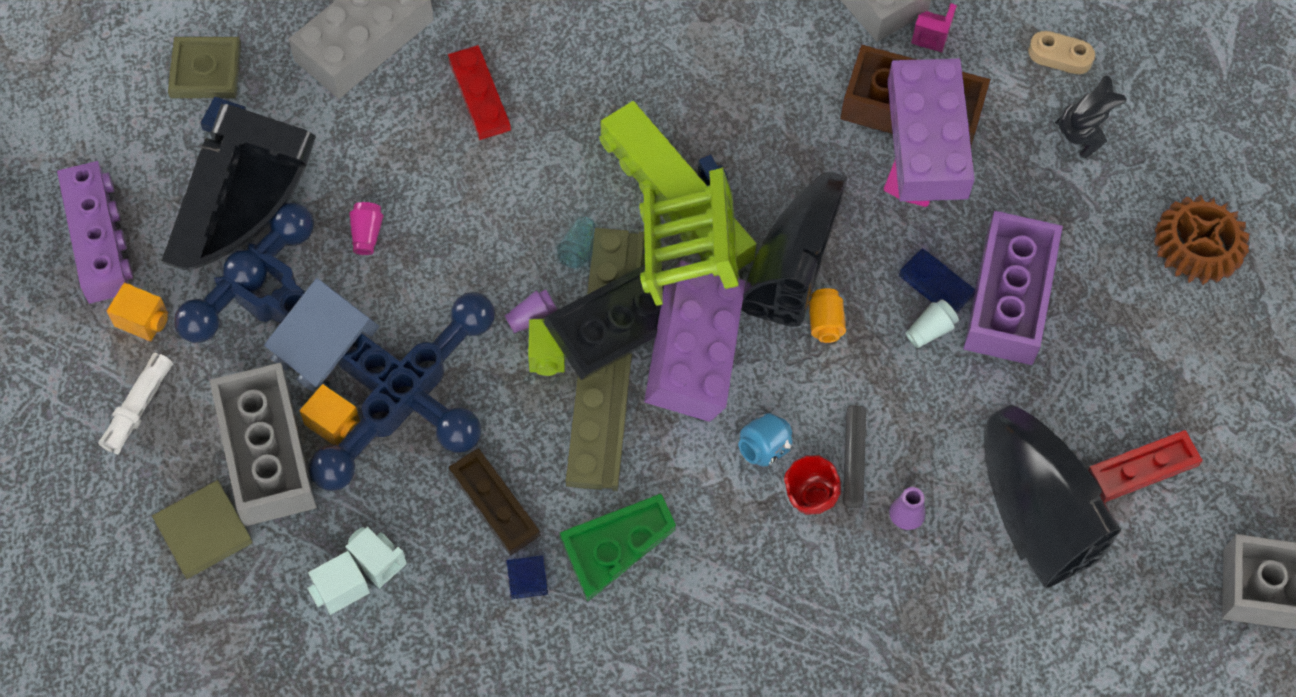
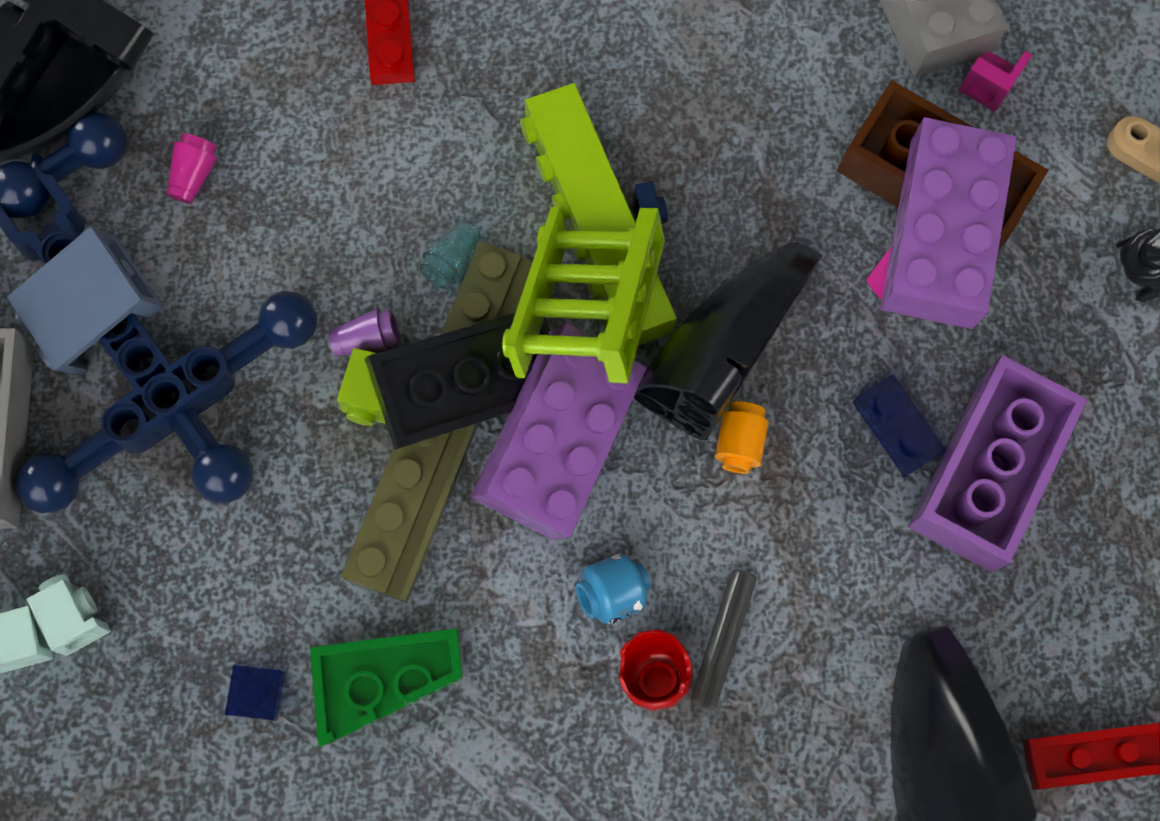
camera: 10 degrees right, 10 degrees up
(329, 415) = (66, 409): light orange brick -> none
(494, 501) = (241, 581): dark brown plate -> none
(908, 509) = (759, 735): medium lavender cone -> none
(932, 323) = (877, 483): light aqua cone -> none

